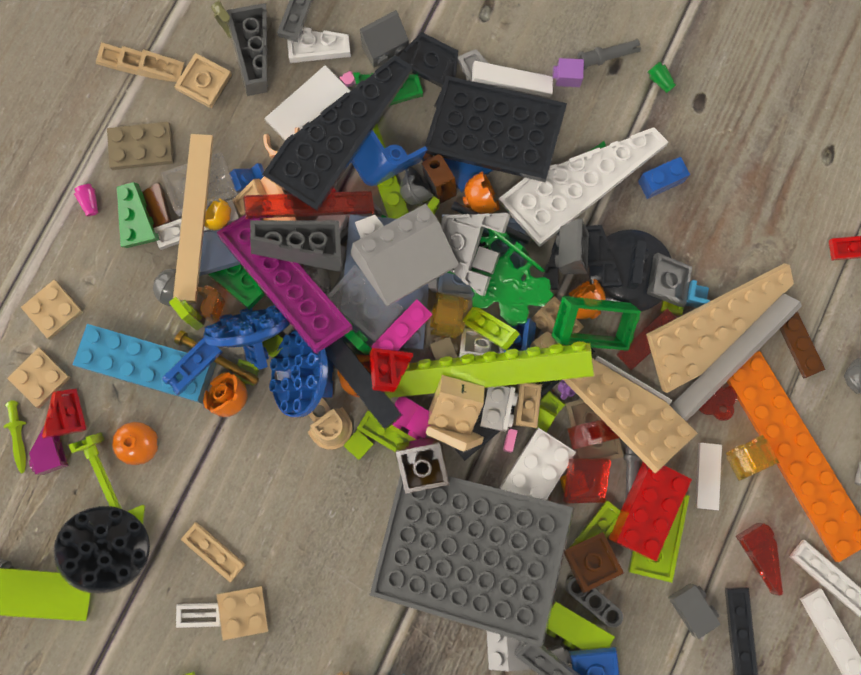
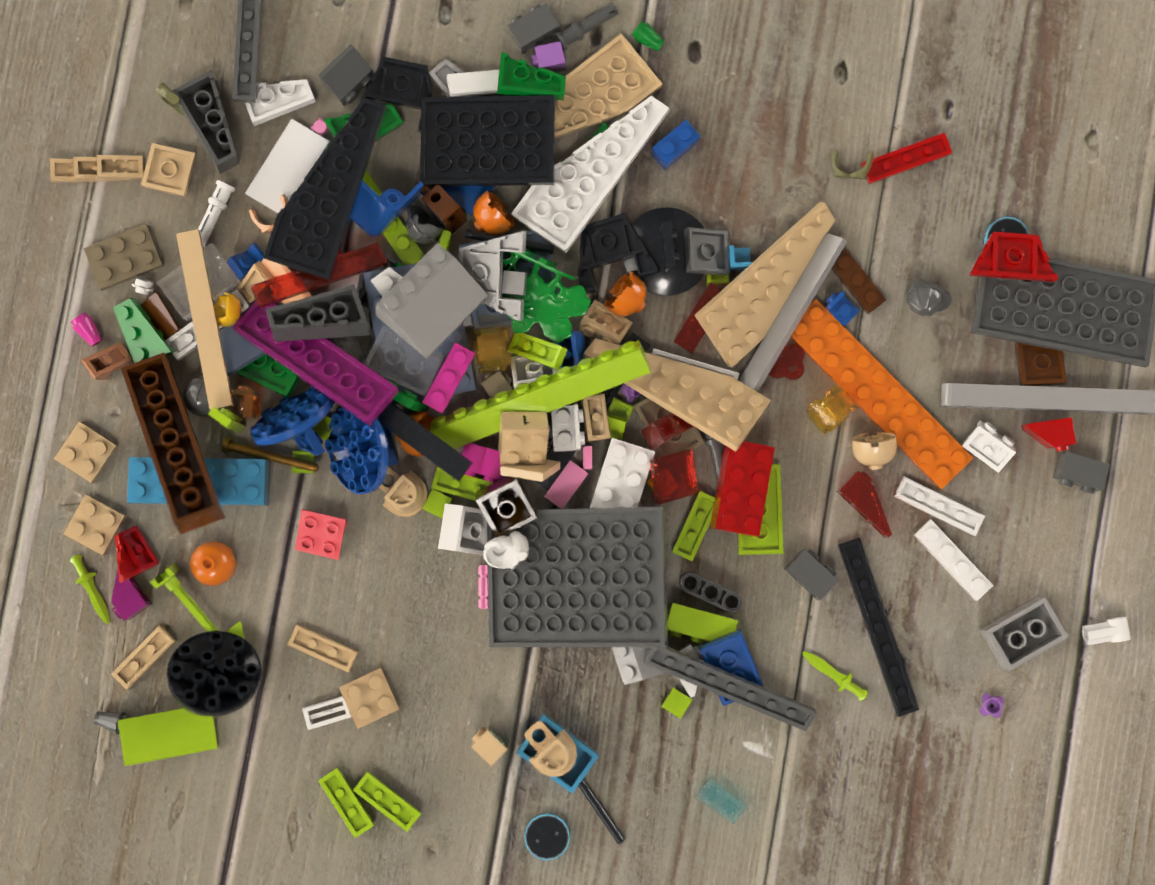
camera: 15 degrees left, 5 degrees up
(44, 514) = (143, 657): none -> tan tile
(93, 232) = (107, 361): none -> nougat slope
(129, 323) = (172, 443): none -> reddish brown brick
(149, 175) = (143, 285): none -> white plate
(191, 366) = (248, 470): blue plate -> none
(226, 395) = (290, 490): orange cylinder -> none
(236, 121) = (216, 205): none -> white pin
(242, 443) = (320, 534): none -> coral hinge
(376, 477) = (463, 529): none -> white slope
(379, 535) = (483, 587): none -> bright pink axle
(388, 368) = (445, 420): red wing -> none
(411, 508) = (506, 550): none -> white hair
(483, 460) = (566, 485): none -> bright pink tile
(539, 82) = (524, 80): none -> green wing
(561, 43) = (533, 27): none -> dark grey brick
(567, 315) = (610, 317): green window -> none
(573, 248) = (600, 246): dark grey slope -> none
(593, 562) = (698, 554): reddish brown plate -> none
(610, 110) = (604, 88): none -> tan wing
(708, 476) = (794, 439): white tile -> none
(781, 365) = (841, 308): none -> blue bracket
(784, 507) = (874, 449): none -> tan cylinder
(828, 248) = (860, 174): none -> olive cap

